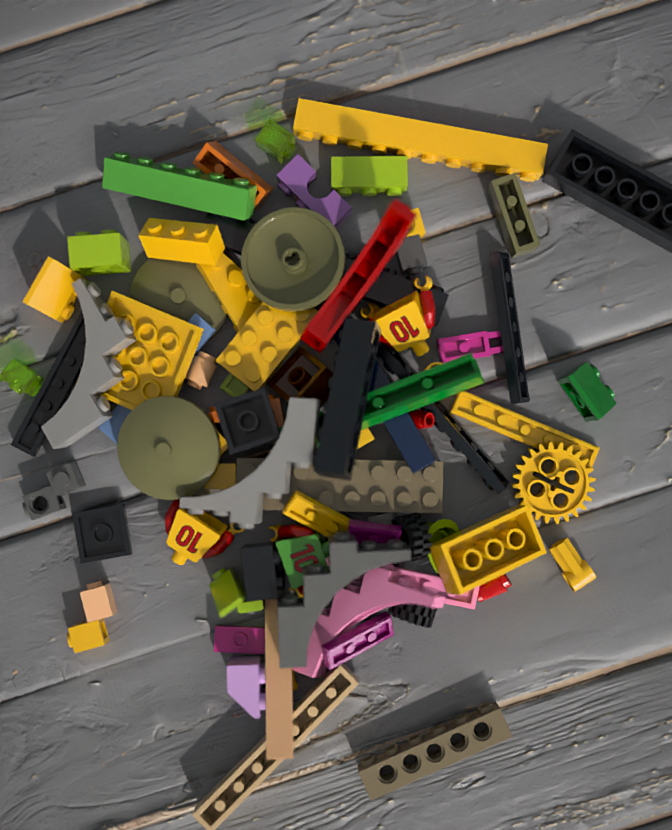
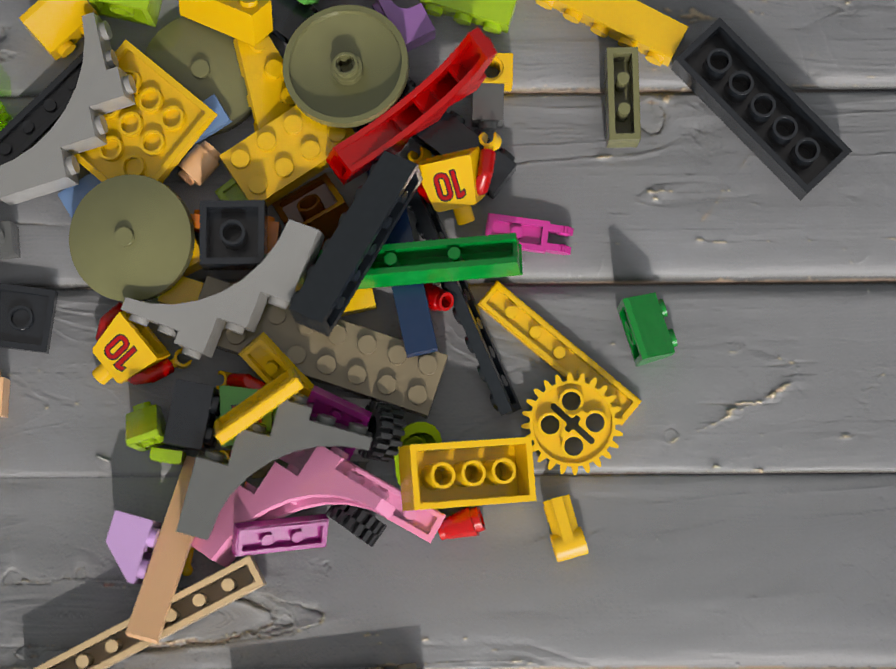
camera: 20 degrees right, 5 degrees down
(239, 639) = (140, 494): dark pink plate -> none
(313, 553) = (257, 405): none -> yellow tile
(509, 327) = (577, 227): black tile -> none

